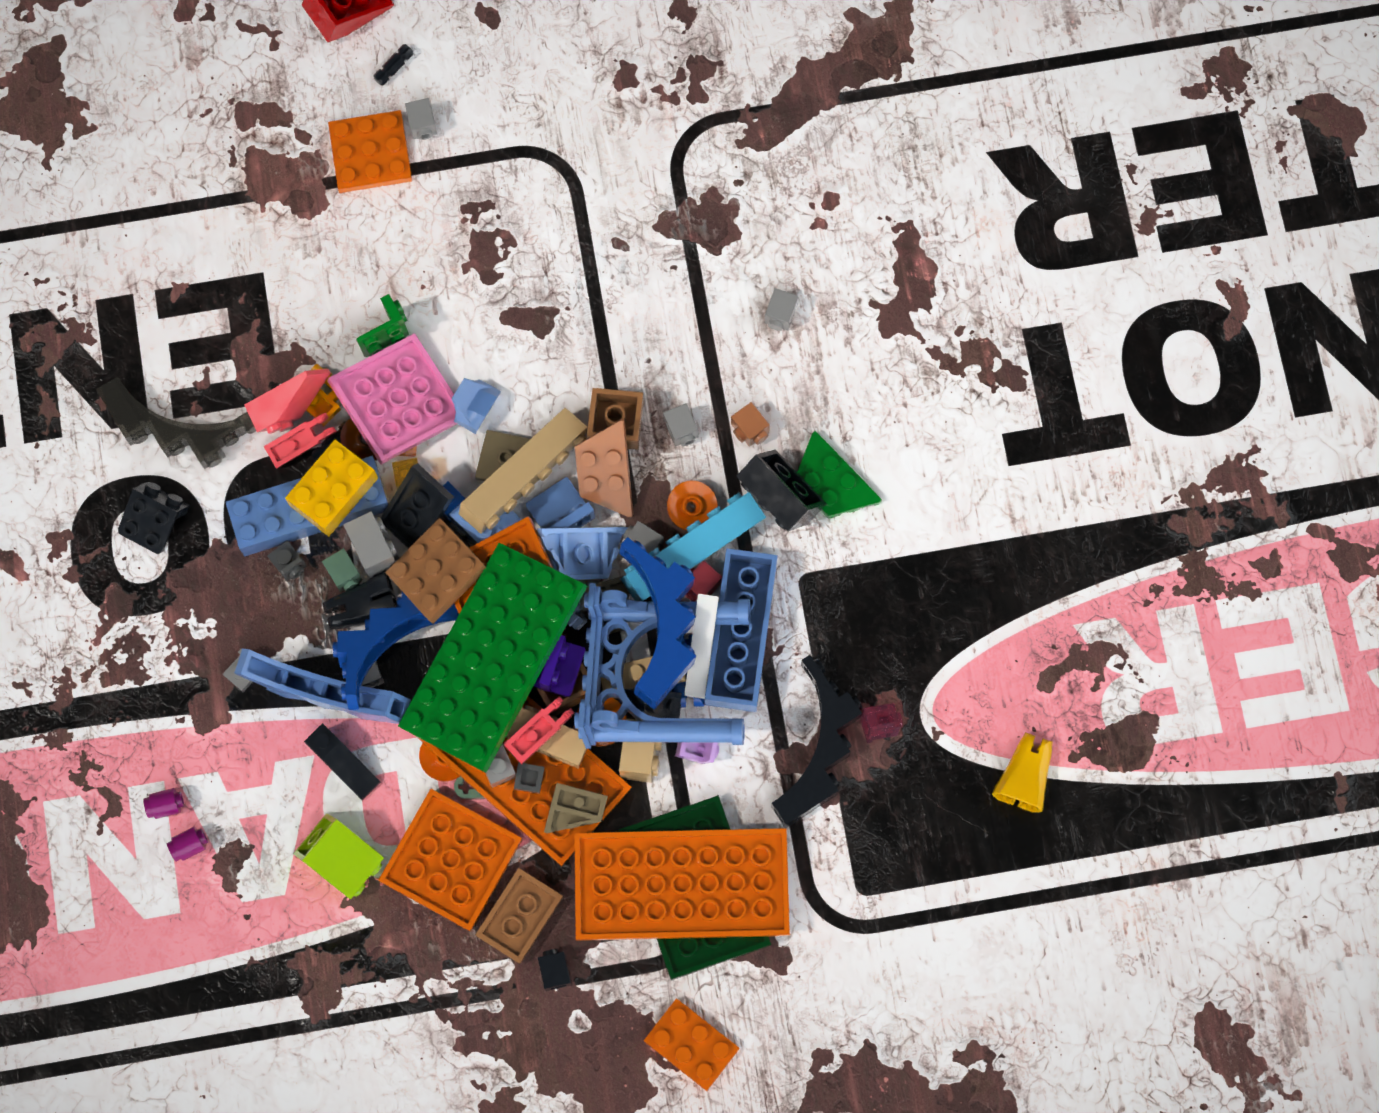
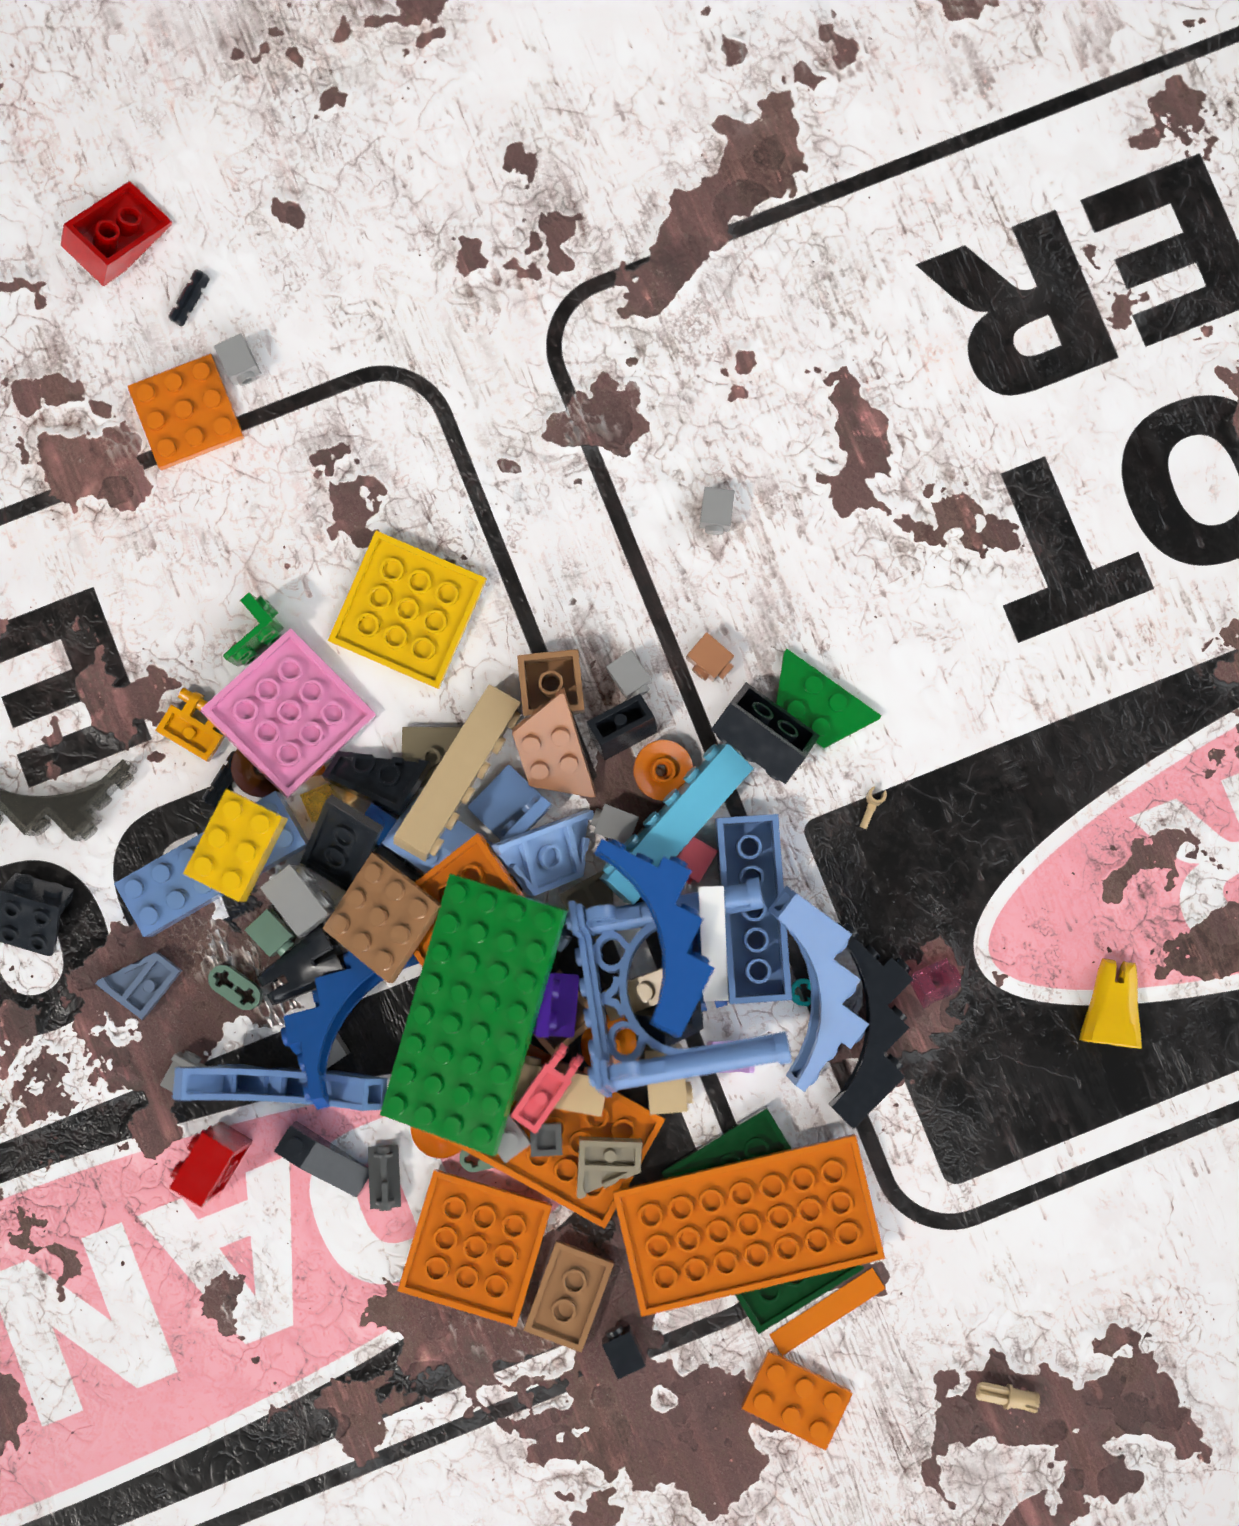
camera: 15 degrees left, 10 degrees up
(163, 803) = (127, 1253): magenta brick -> none
(187, 844) = (166, 1295): magenta brick -> none
(227, 589) = (141, 983): none -> sand blue wing
(250, 737) = (210, 1163): none -> red brick
(286, 402) = (154, 754): coral slope -> none
(287, 561) = (204, 934): dark grey bracket -> none
(297, 441) = (181, 789): coral hinge -> none
(307, 605) = (231, 993): none -> sand green beam
(339, 856) = (344, 1273): lime slope -> none
(388, 786) = (384, 1177): none -> dark grey hinge
(457, 466) = (377, 780): none -> black wing
(473, 403) = (380, 699): medium blue slope -> none
(512, 339) = (407, 609): none -> yellow plate
(665, 463) = (622, 726): none -> black brick
(733, 978) = (827, 1311): none -> orange sticker
(777, 707) = (796, 998): none -> teal bush
(793, 700) = (830, 983): none -> medium blue arch
(858, 572) = (871, 807): none -> tan hand
(870, 1078) = (1008, 1396): none -> tan axle

